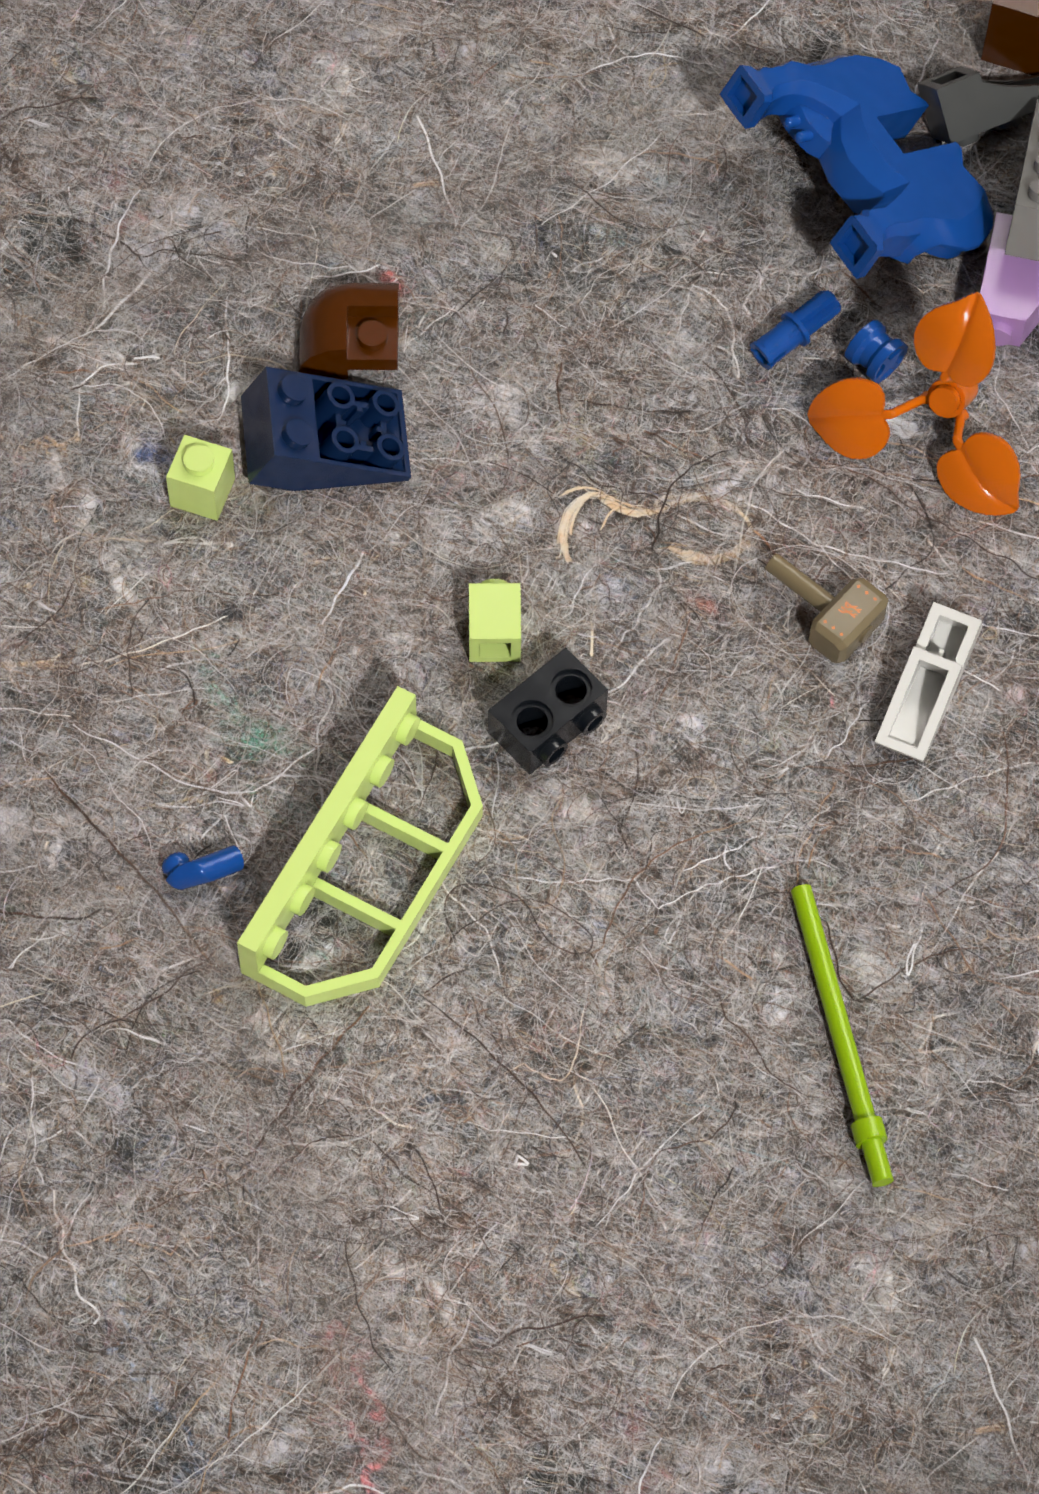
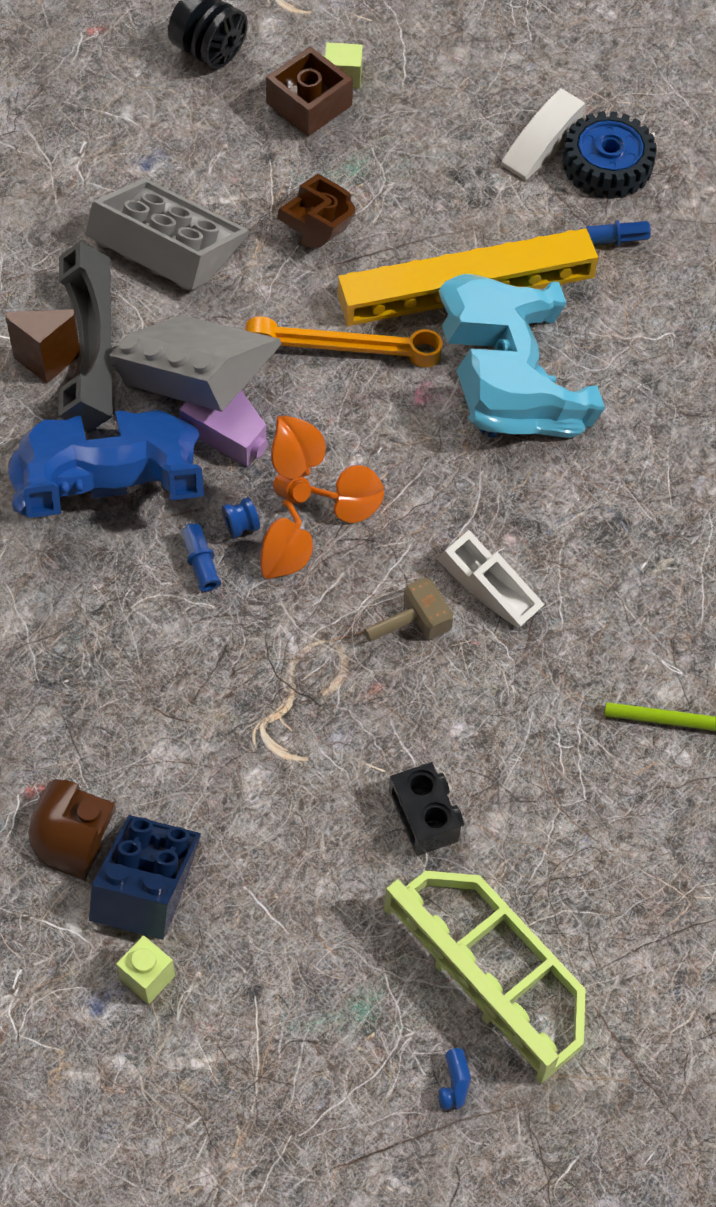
camera: 70 degrees left, 5 degrees down
(494, 621) = (342, 816): yellowish green brick -> none

